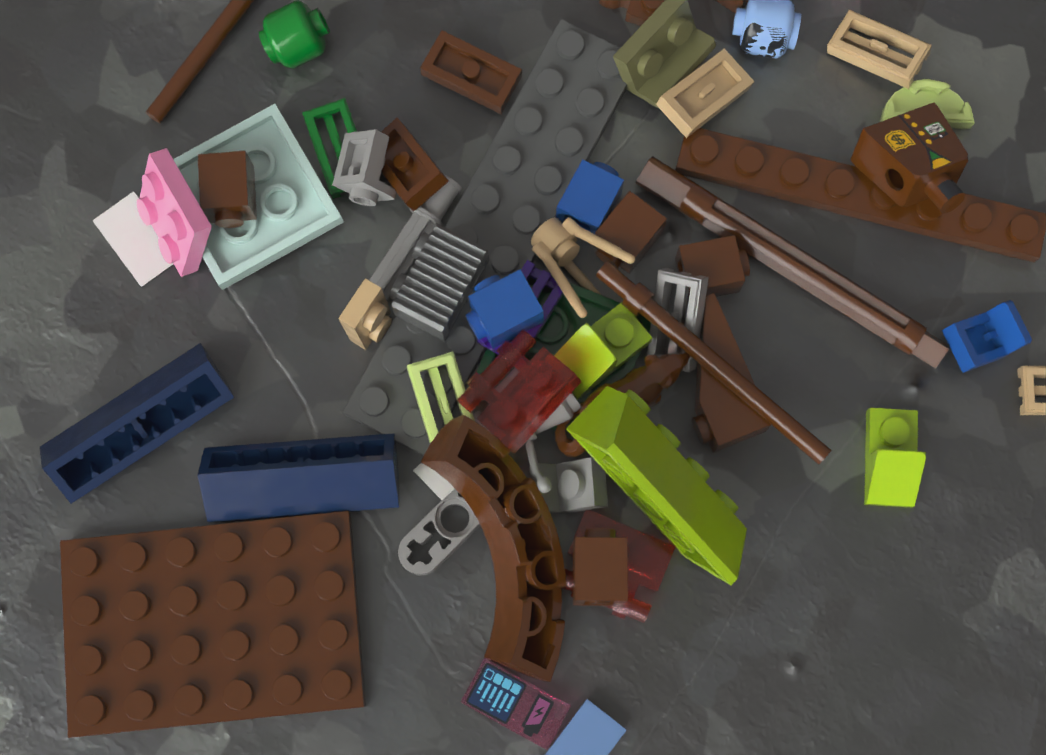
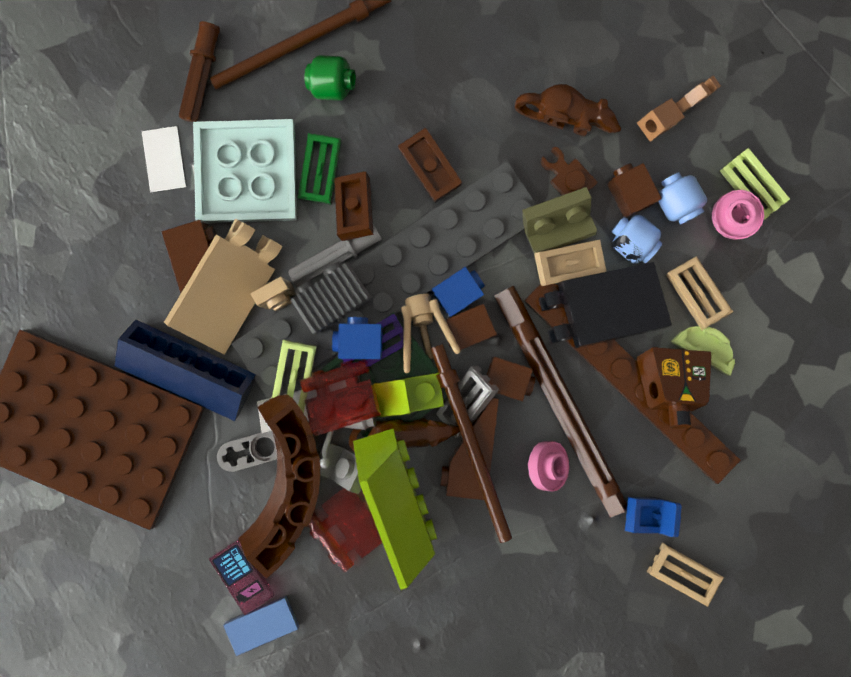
camera: 25 degrees right, 10 degrees up
(128, 109) = (199, 71): none -> reddish brown axle
(134, 423) = (100, 280): dark blue brick -> none
(173, 212) = (188, 152): bright pink plate -> none
(227, 188) = (230, 163): reddish brown brick -> none
(234, 326) = (186, 247): none -> reddish brown slope
(297, 345) = (220, 288): none -> tan tile
(361, 166) = (324, 193): light grey bracket -> none
(600, 568) = (326, 536): reddish brown brick -> none
(780, 117) = (609, 306): none -> black tile
(822, 345) = (548, 466): none -> bright pink plate
(892, 458) = (551, 554): lime slope -> none

